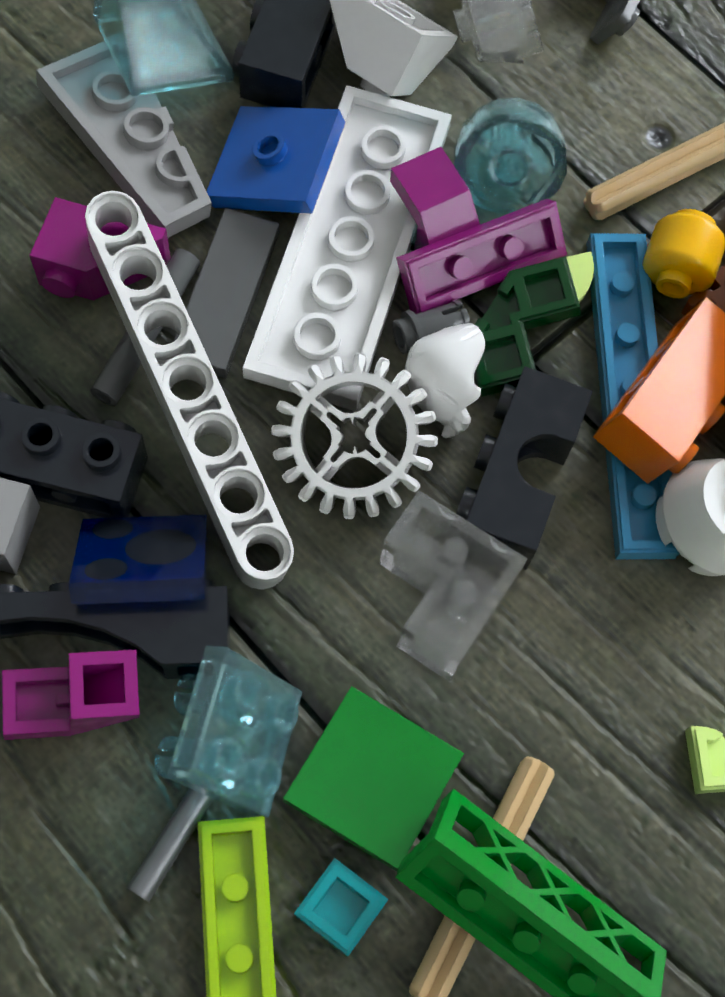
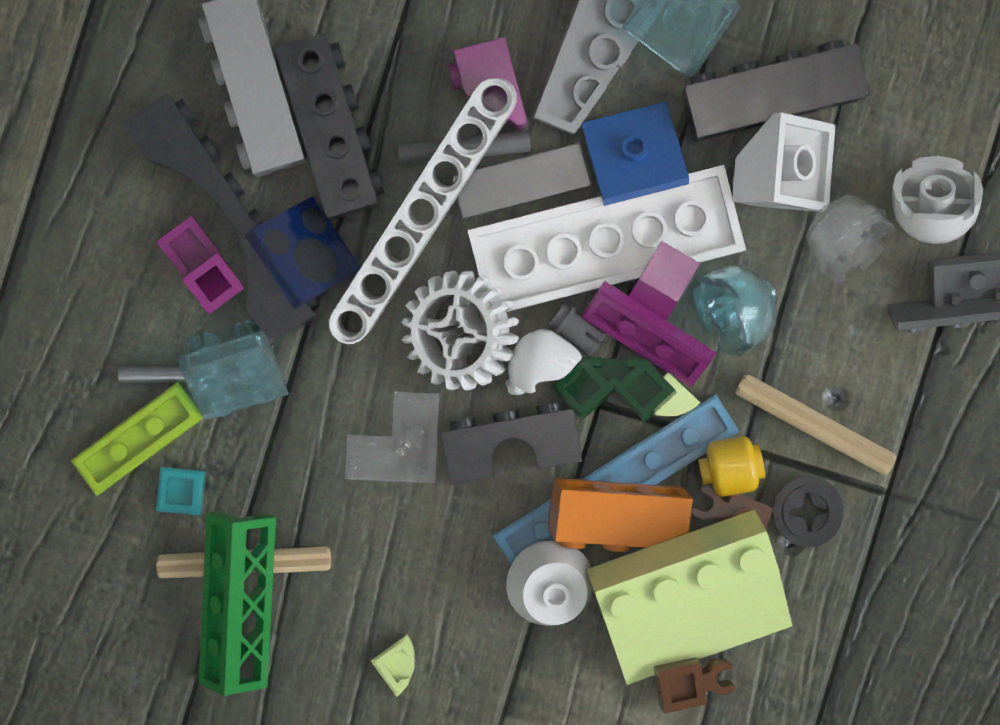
camera: 65 degrees right, 20 degrees up
(373, 778) = (261, 467): green tile -> none

